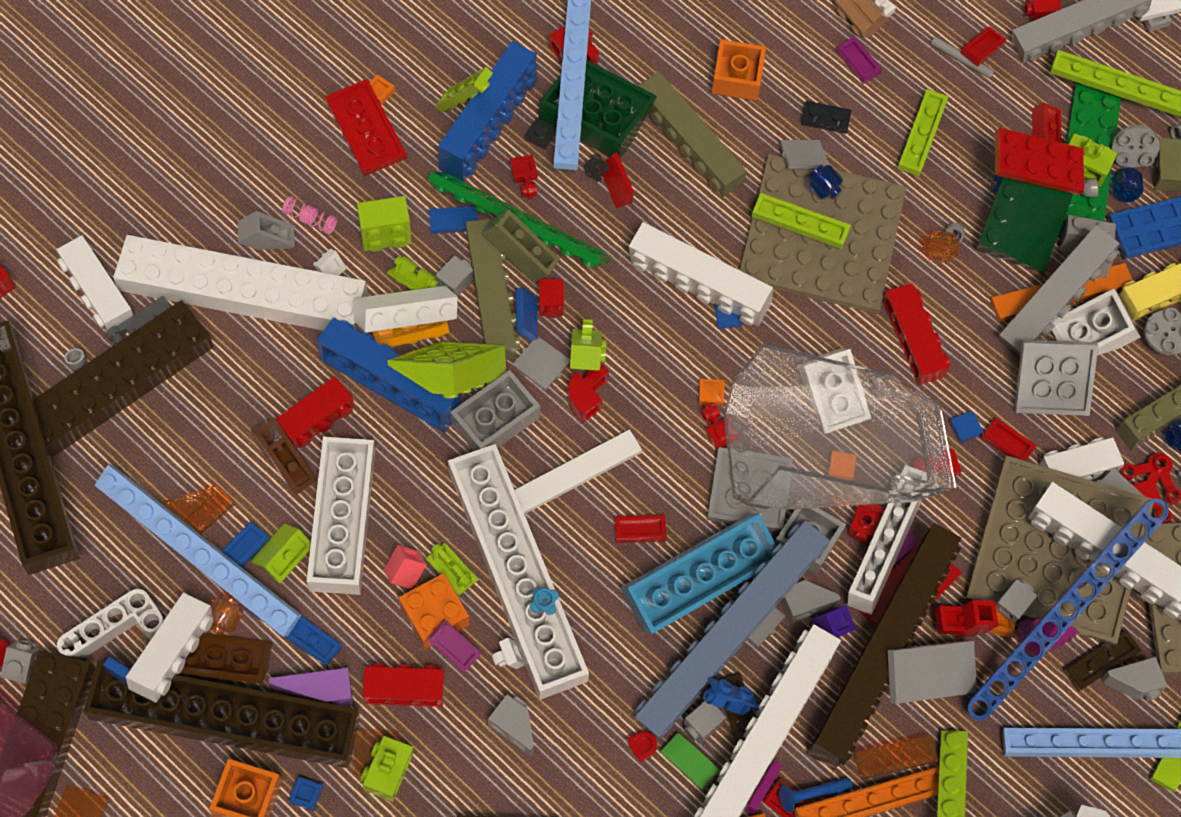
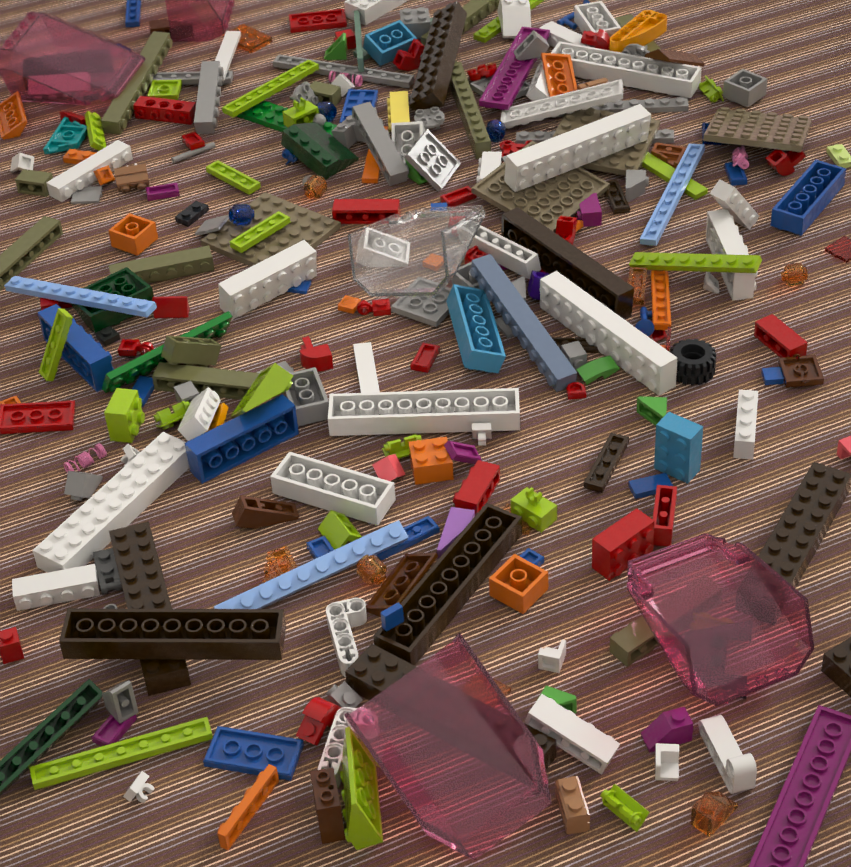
camera: 60 degrees left, 25 degrees down
(170, 647) = (387, 586): white brick -> none
(316, 413) = (242, 480): red brick -> none
(513, 723) = (533, 441): light grey slope -> none
(526, 314) = (239, 366): blue tile -> none
(540, 594) = (457, 392): dark azure plate -> none
(551, 297) = (235, 355): red brick -> none
(587, 347) = (284, 341): lime brick -> none
(590, 168) = (158, 318): clear smoke plate -> none
(739, 698) = (566, 334): blue hinge -> none
(932, 671) = (593, 247): light grey tile -> none
(1016, 600) = (565, 206): light grey brick -> none
(1039, 161) = (294, 120): red plate -> none
(1046, 122) = (264, 134): red slope -> none
(1080, 603) = (586, 178): blue beam -> none

